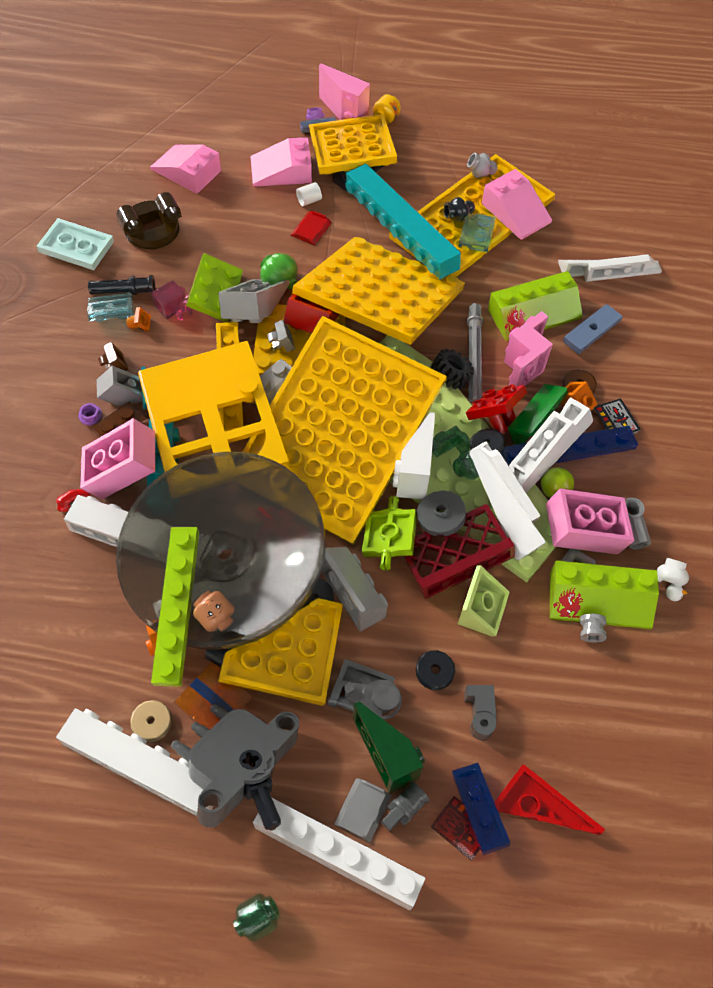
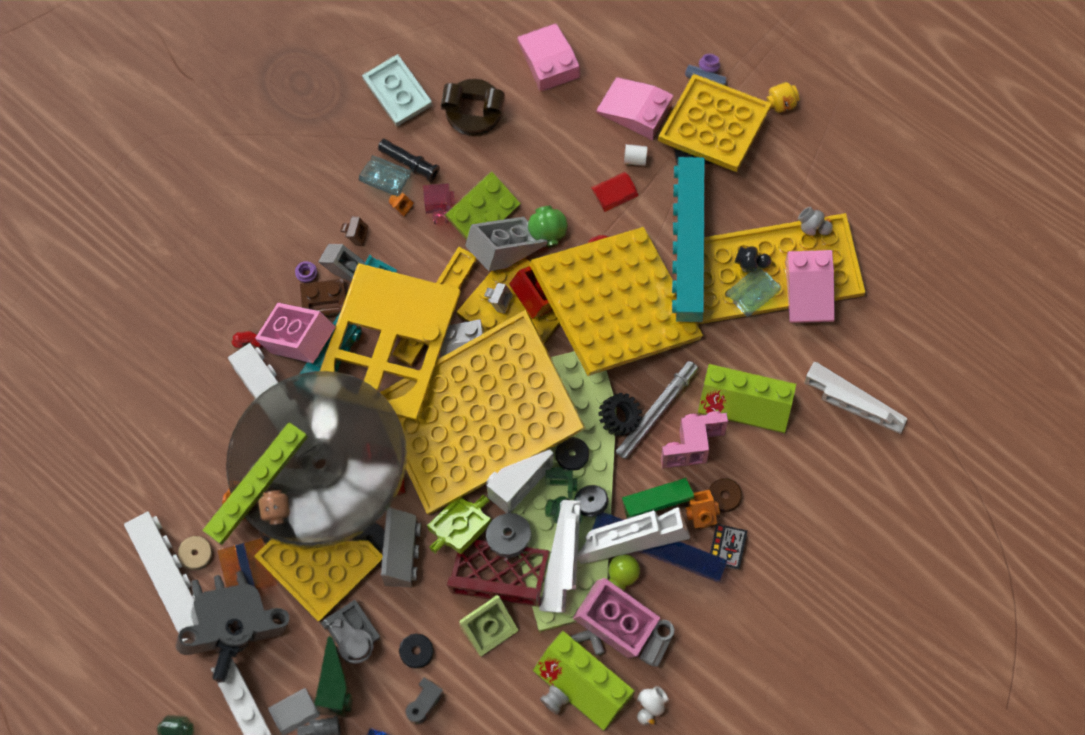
camera: 40 degrees right, 10 degrees up
(343, 93) = (750, 69): bright pink slope -> none
(445, 414) = (572, 462): none -> black piece
(497, 406) = (626, 471): red plate -> none
(592, 328) = (793, 450): sand blue tile -> none

